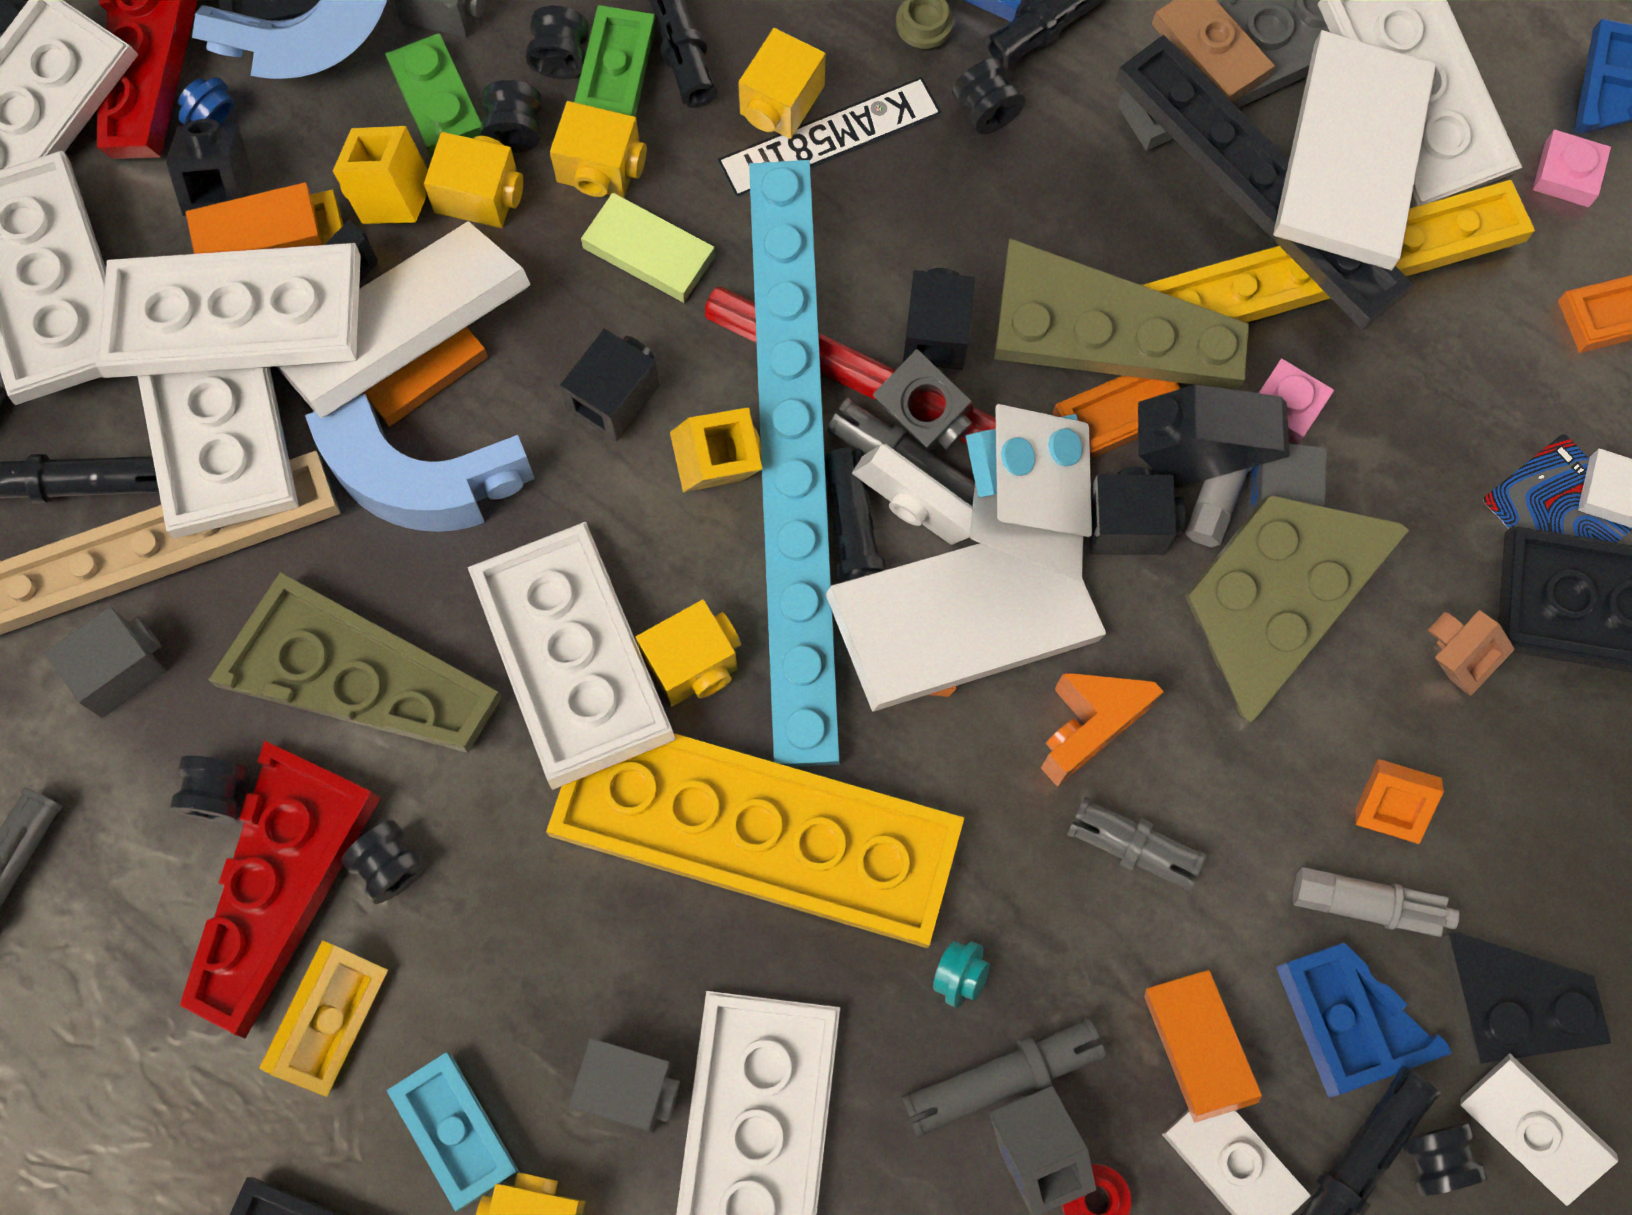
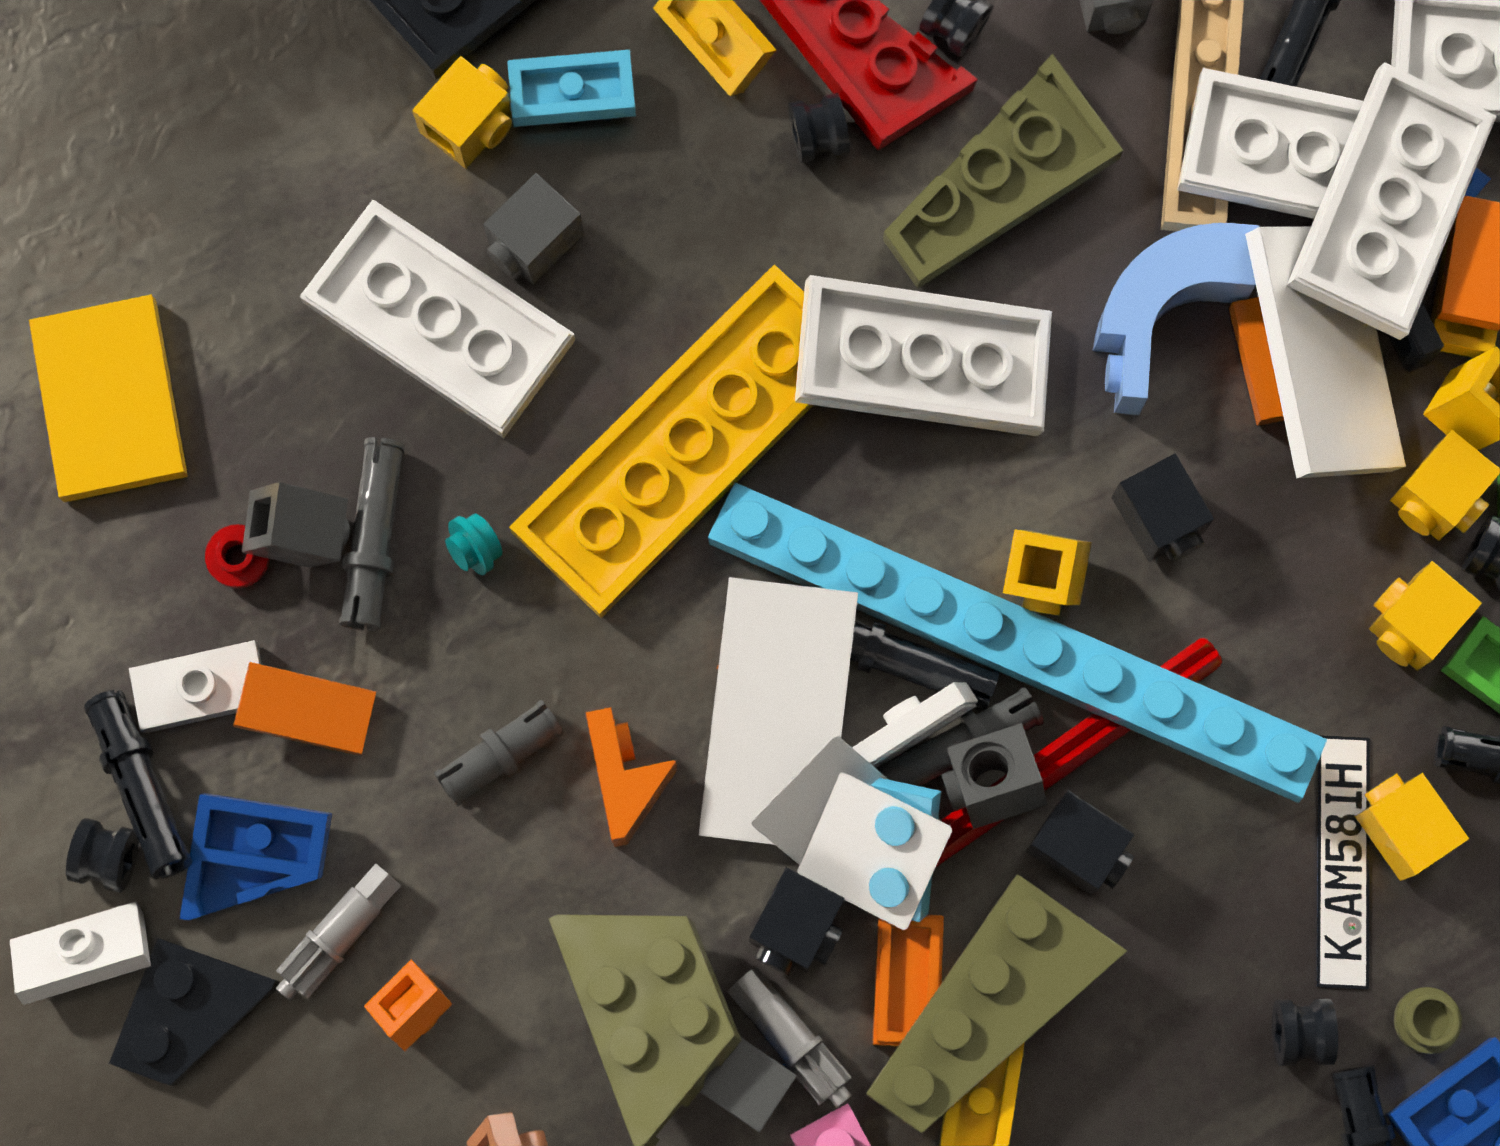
camera: 120 degrees right, 5 degrees up
(648, 247) = (1299, 621): yellowish green tile -> none
(690, 653) = (869, 458): yellow brick -> none
(1210, 432) = (830, 1028): black slope -> none

